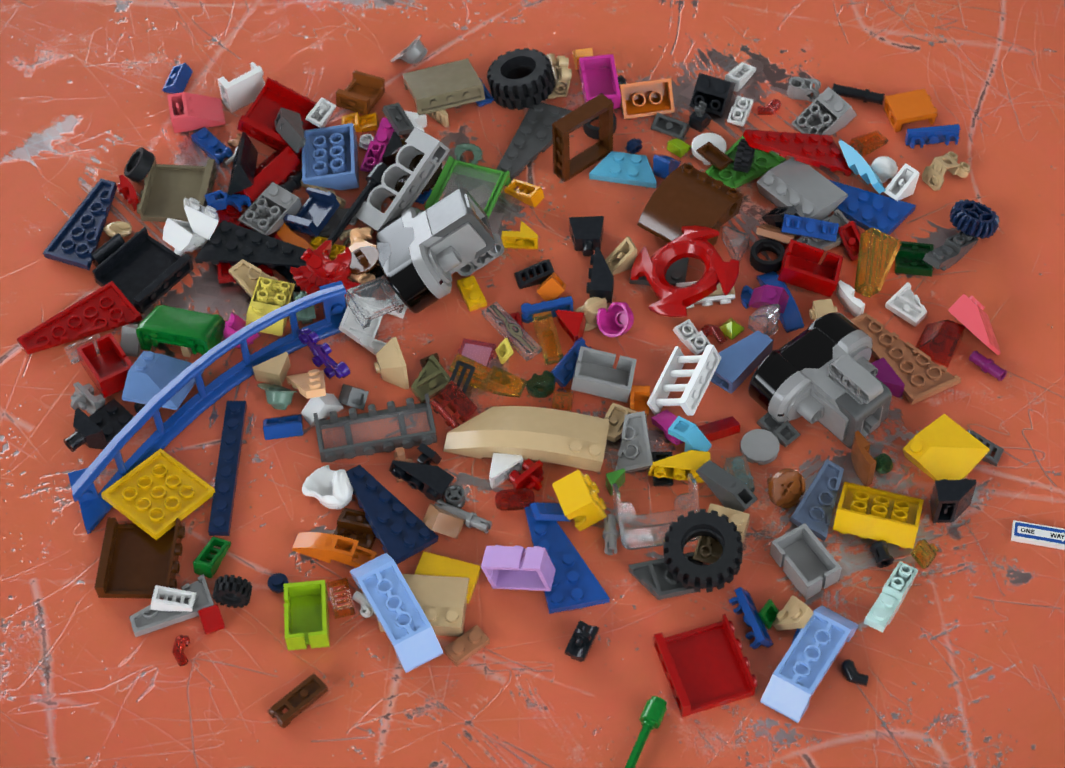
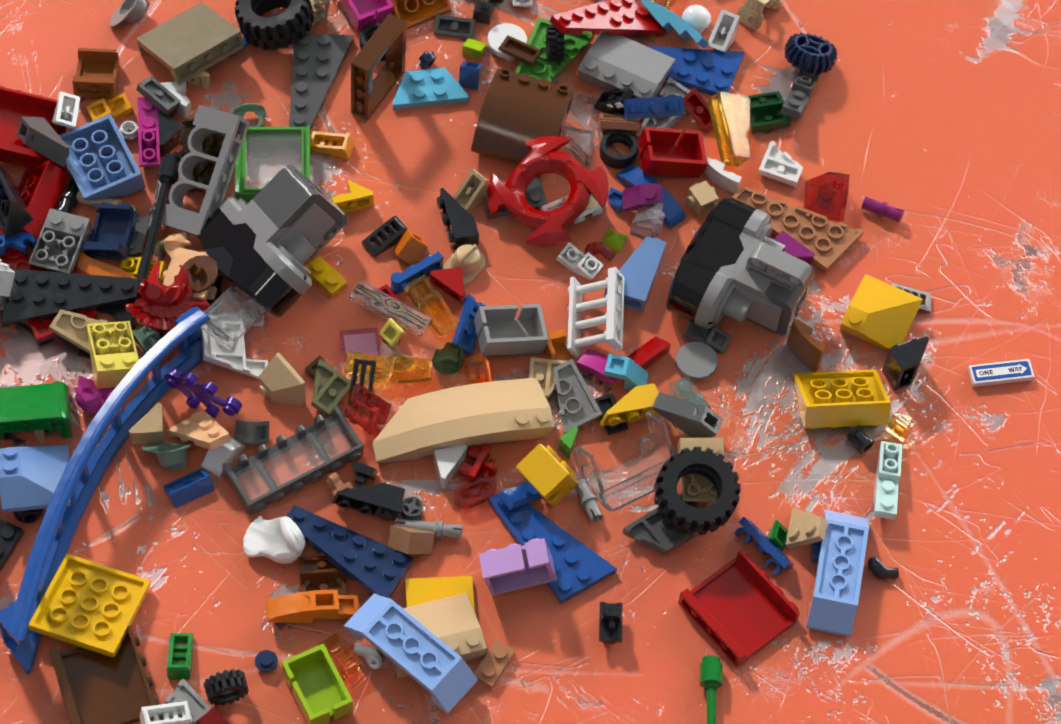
camera: 30 degrees left, 5 degrees up
(227, 468) = (150, 552): dark blue plate -> none
(586, 233) = (420, 175): black torso -> none
(616, 320) = (495, 265): dark pink helmet -> none
(786, 488) = (742, 398): dark orange tile -> none
(805, 561) = (793, 469): light grey piece -> none
(819, 500) = (778, 402): sand blue wing -> none
(884, 463) = (827, 340): clear green tile -> none
(971, 315) = (852, 162): coral slope -> none

